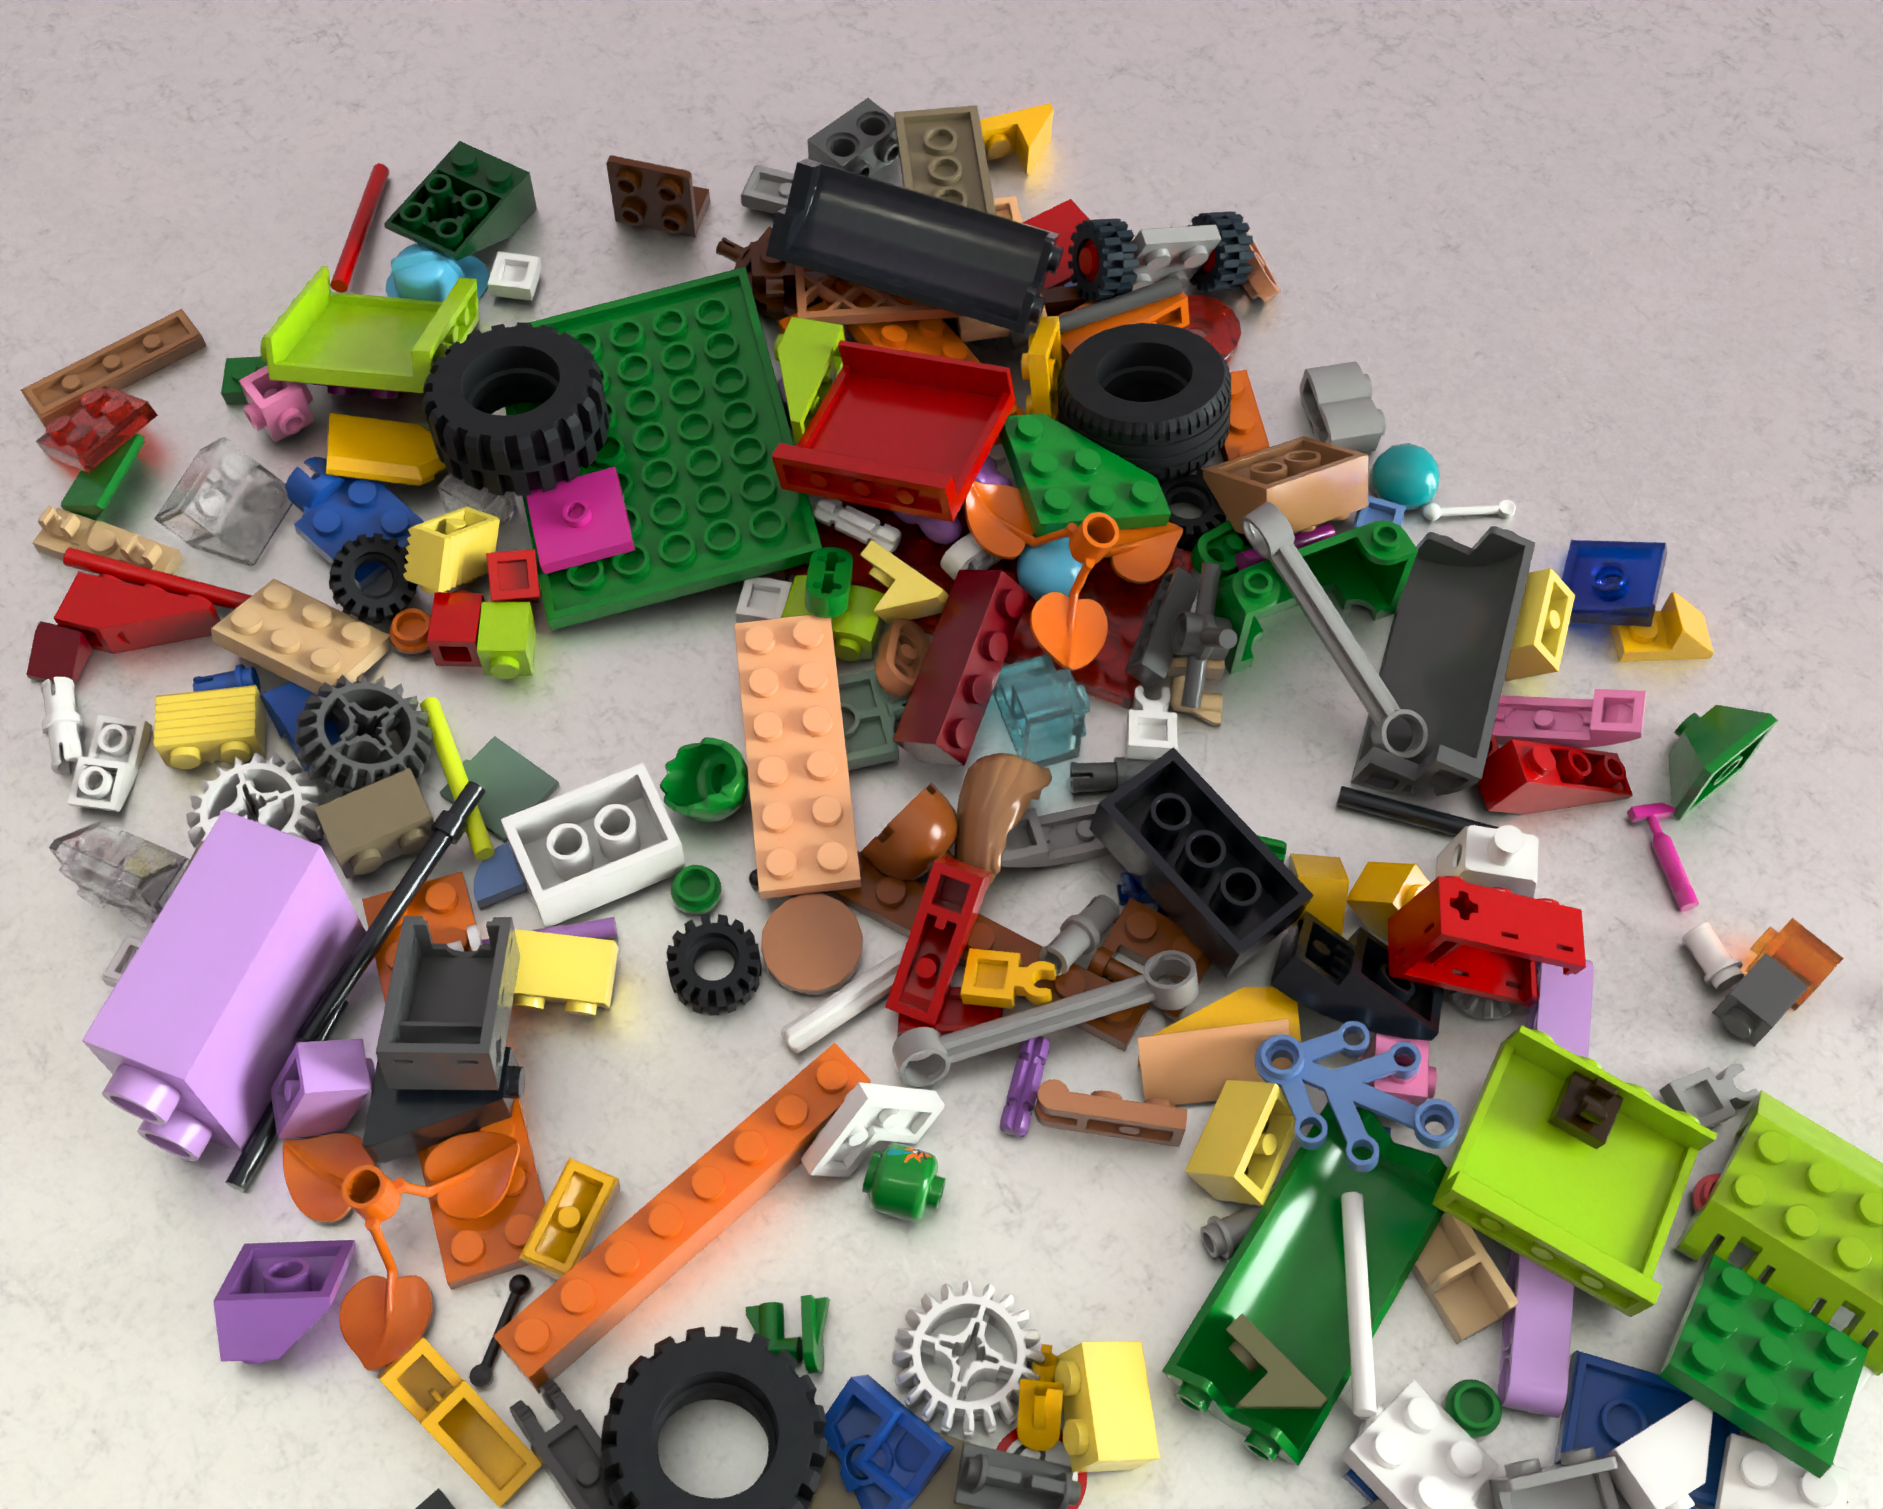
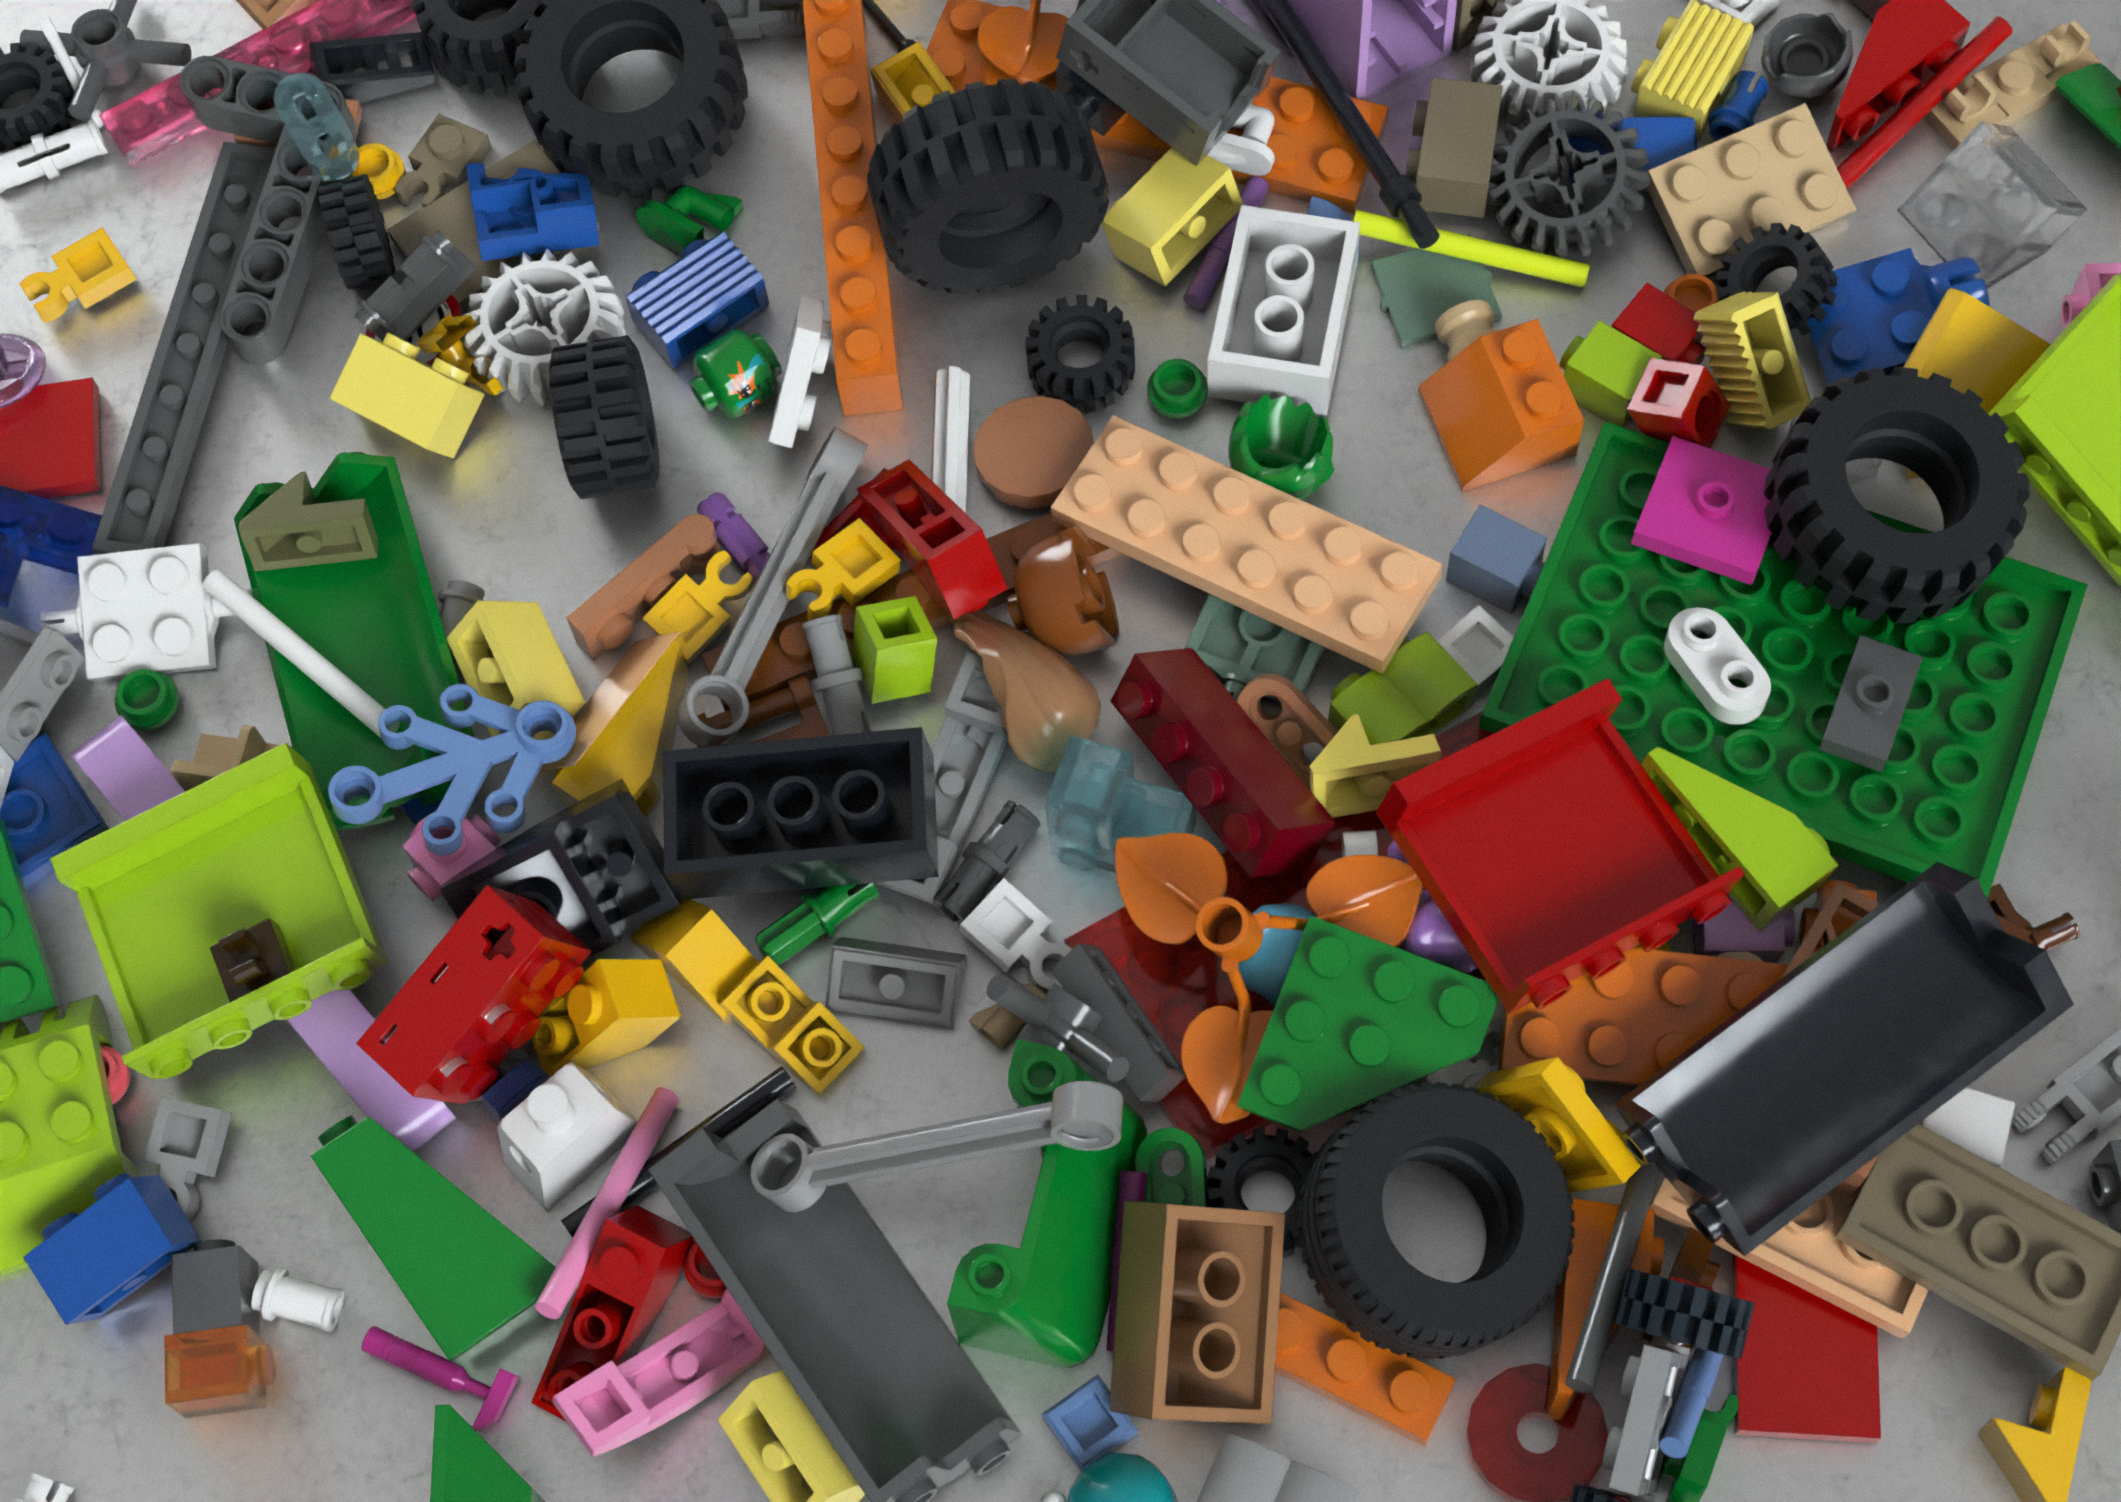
camera: 135 degrees right, 5 degrees up
(155, 660) = (1807, 55): none -> dark grey hair
(532, 732) = (1464, 324): none -> tan wheel
(575, 683) = (1503, 407): none -> orange slope
(650, 1059) = (987, 186): none -> black tyre
(661, 372) = (1870, 703): none -> dark grey plate
(693, 624) = (1496, 559): none -> sand blue brick
(697, 451) = (1712, 662): none -> white plate
(831, 573) = (1436, 677): green beam -> none
(860, 1262) = (697, 298): none -> blue brick
(1021, 1217) = (603, 417): none -> black tyre
(1033, 908) = (894, 649): none -> lime brick
(1098, 1065) = (697, 608): none -> yellow plate
(1232, 775) = (895, 981): none -> light grey slope
(1310, 813) = (791, 1025): none -> yellow slope
(1510, 814) = (607, 1203): none -> bright pink bar
(1618, 881) = (437, 1243): none -> green slope
(1802, 1071) = (111, 1247): none -> blue brick

